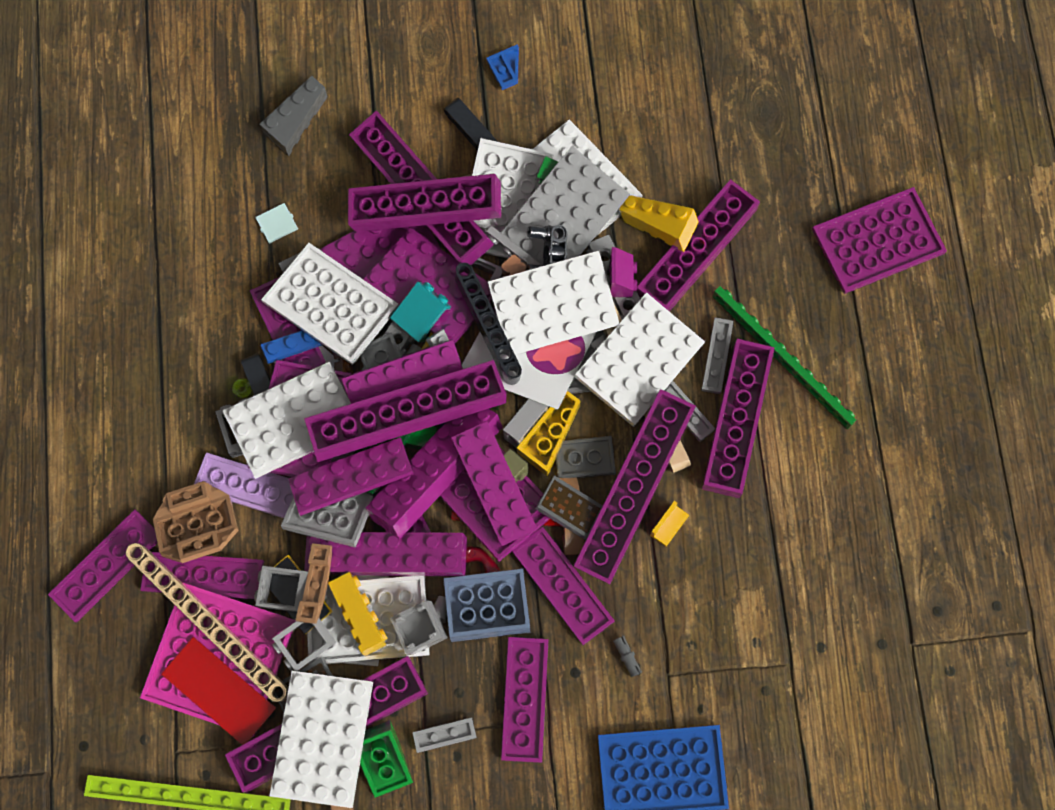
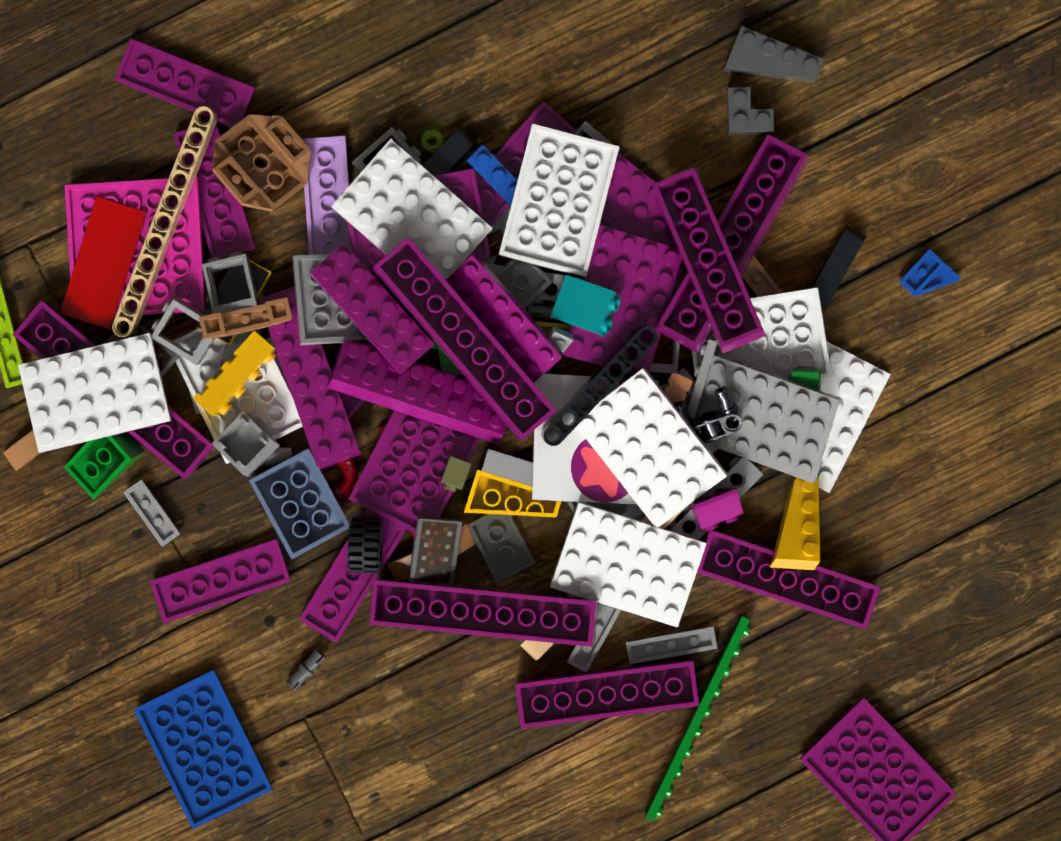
camera: 70 degrees right, 15 degrees up
(276, 223) = (637, 93): light aqua piece -> none
(329, 151) = (743, 119): none -> dark grey brick
(494, 483) = (425, 463): magenta plate -> none
(542, 559) = (365, 544): none -> black tyre
(669, 524) = (462, 661): yellow panel -> none

